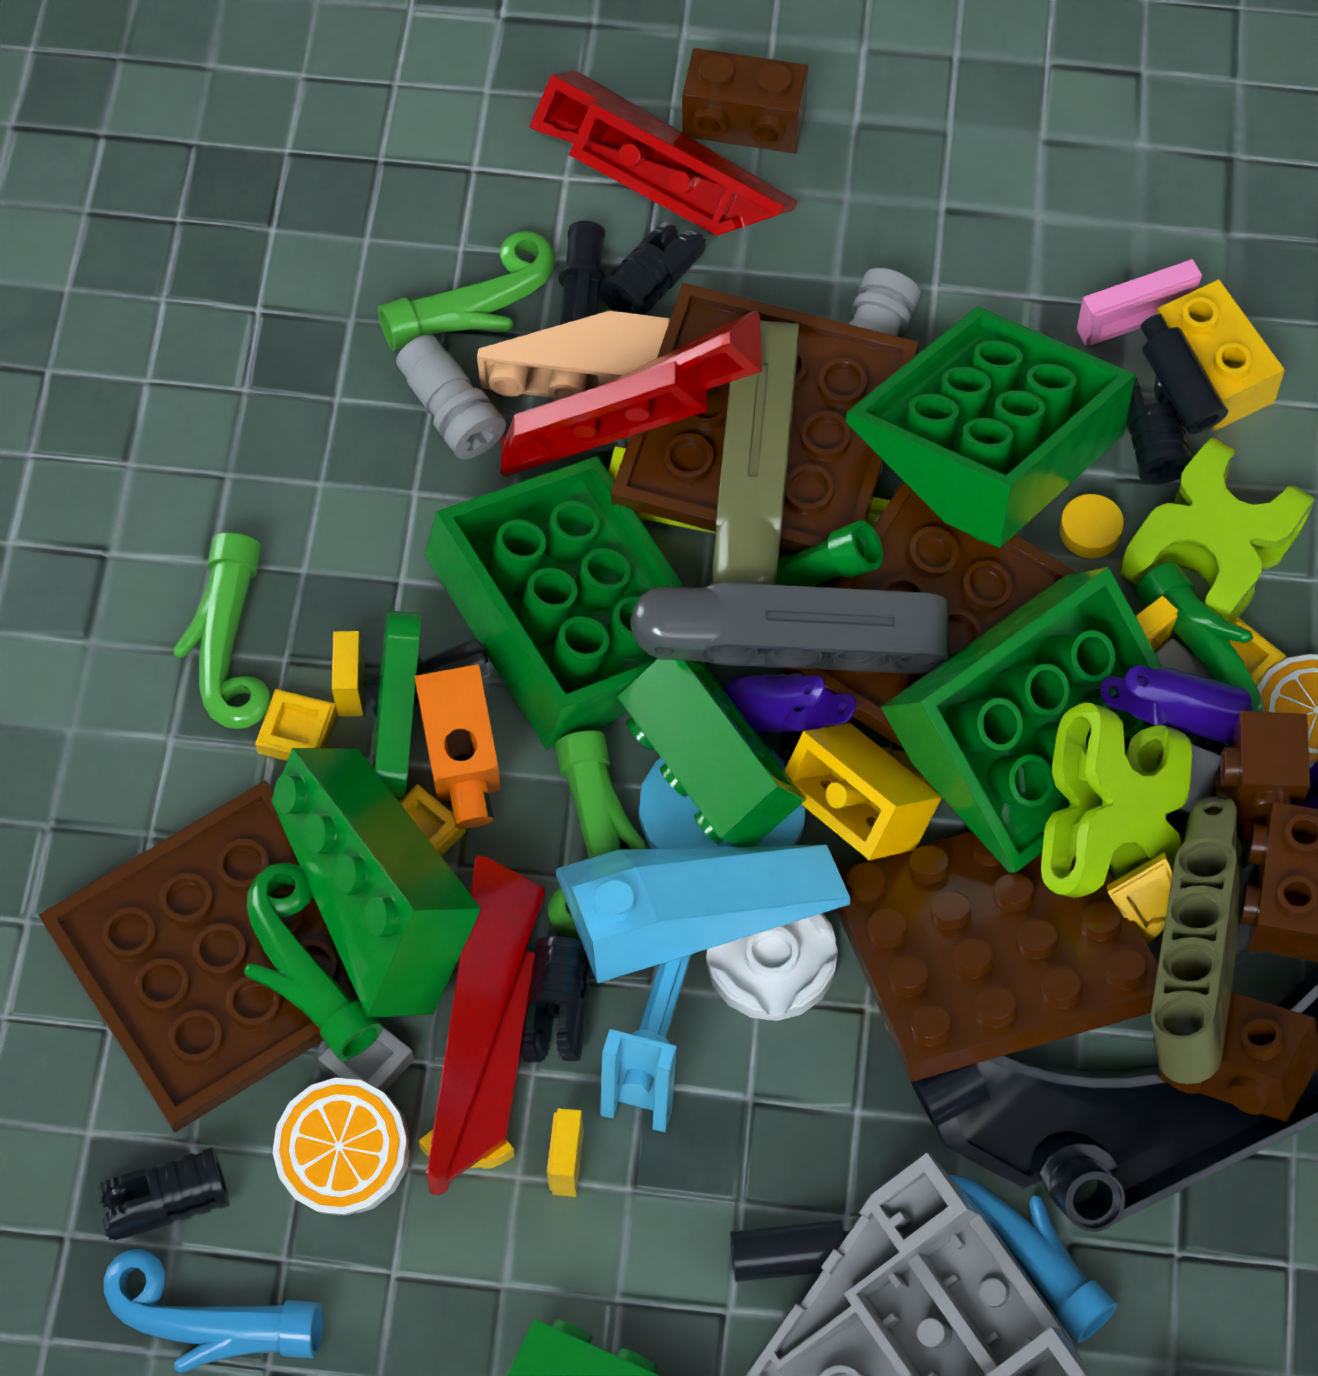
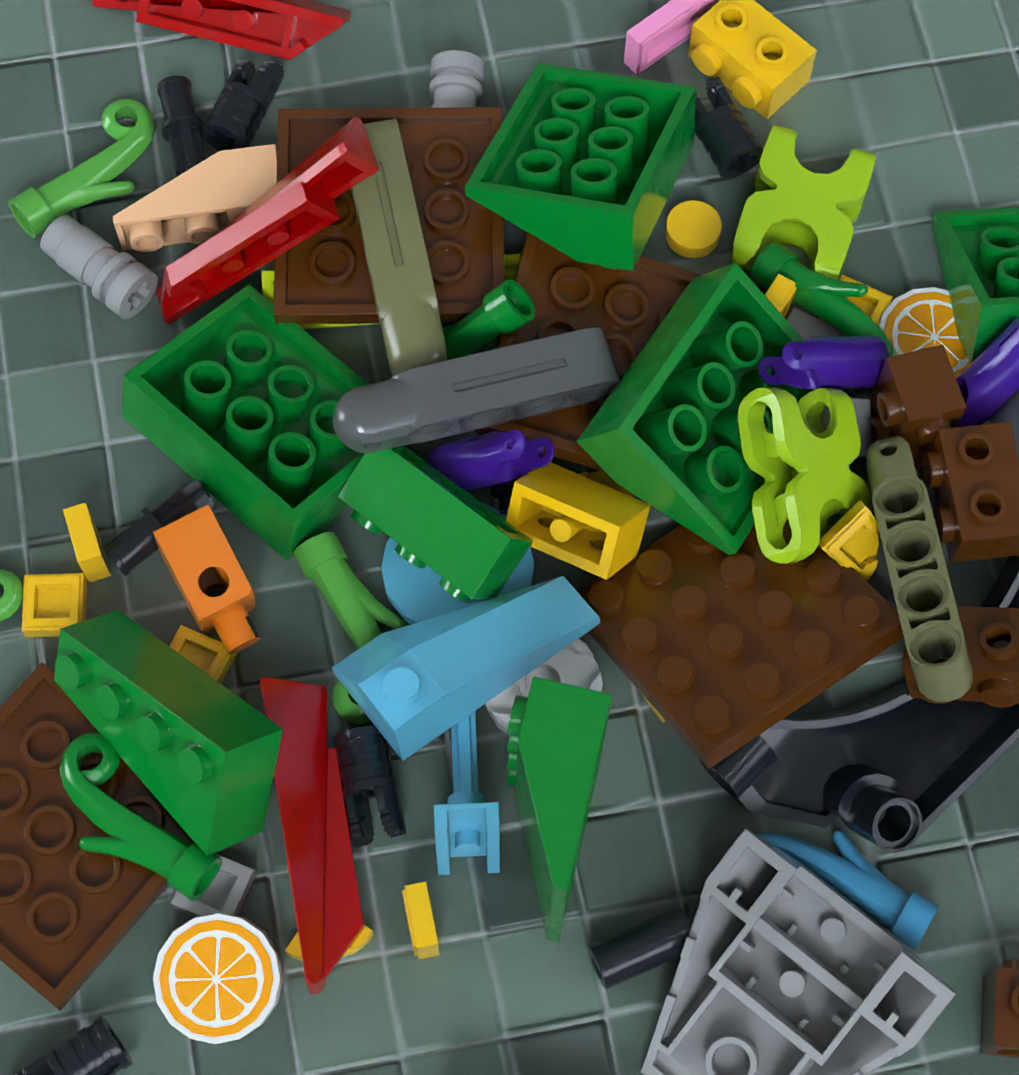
camera: 20 degrees left, 5 degrees up
(396, 699) = (140, 555): green beam -> none
(748, 1048) = (555, 767): none -> green slope
(1182, 376) = (733, 77): black cylinder -> none

